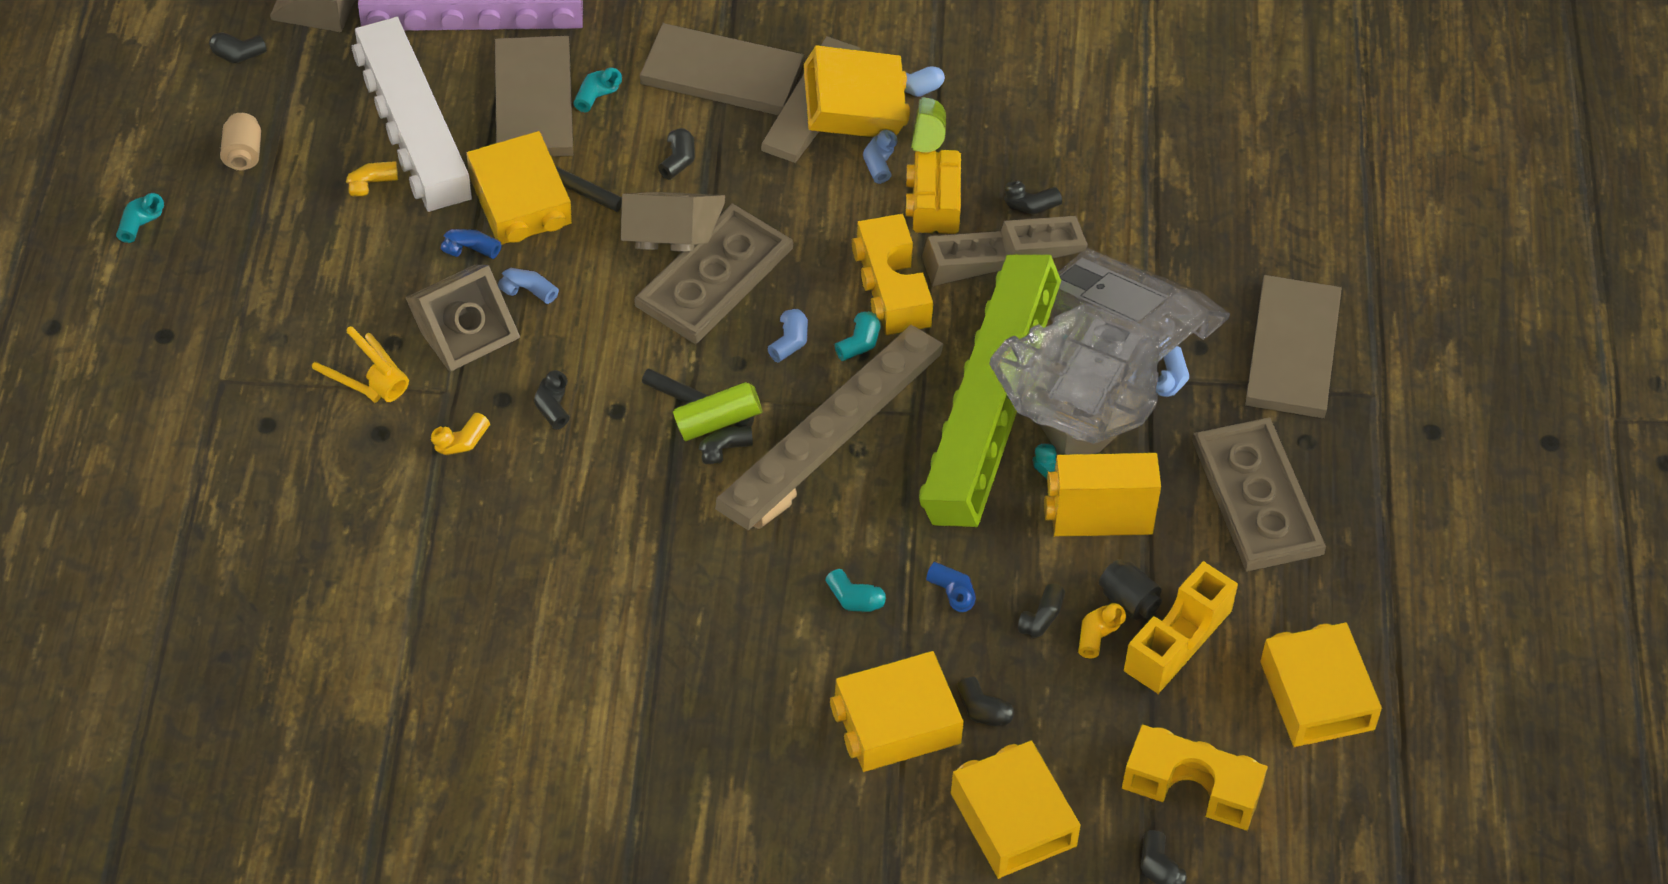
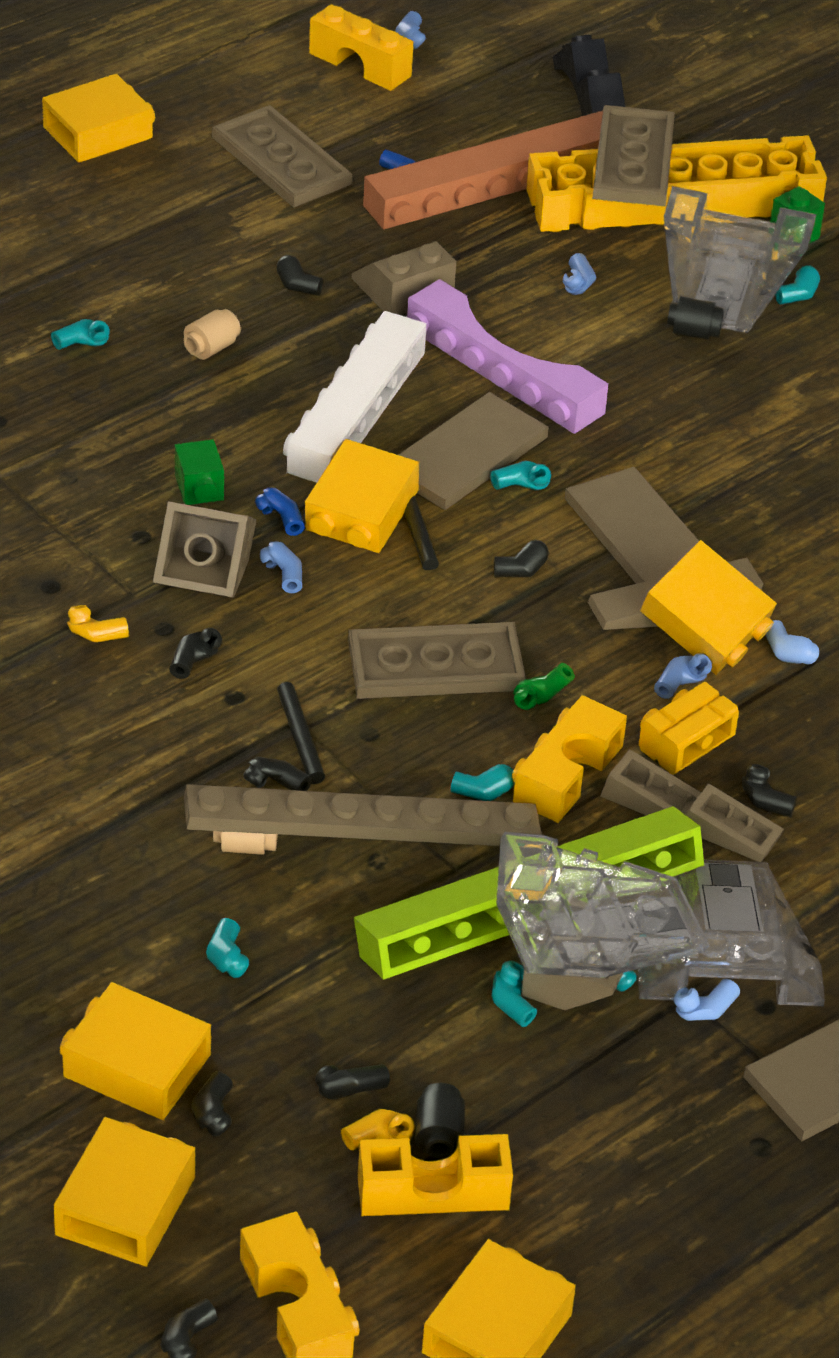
camera: 45 degrees right, 10 degrees down
(370, 172) = (276, 416): yellow arm -> none
(380, 259) = (199, 472): none -> green brick
(384, 376) = (94, 550): yellow plant -> none
(669, 218) = (442, 591): dark tan slope -> none
(717, 411) = (292, 742): lime brick -> none
(794, 336) = (434, 744): medium blue arm -> none
(806, 244) = (542, 688): none -> green arm
(929, 126) = (739, 670): lime brick -> none
(957, 586) = (311, 1010): blue arm -> none
(1103, 494) = (505, 1029): yellow brick -> none
(1258, 494) = (657, 1147): dark tan tile -> none

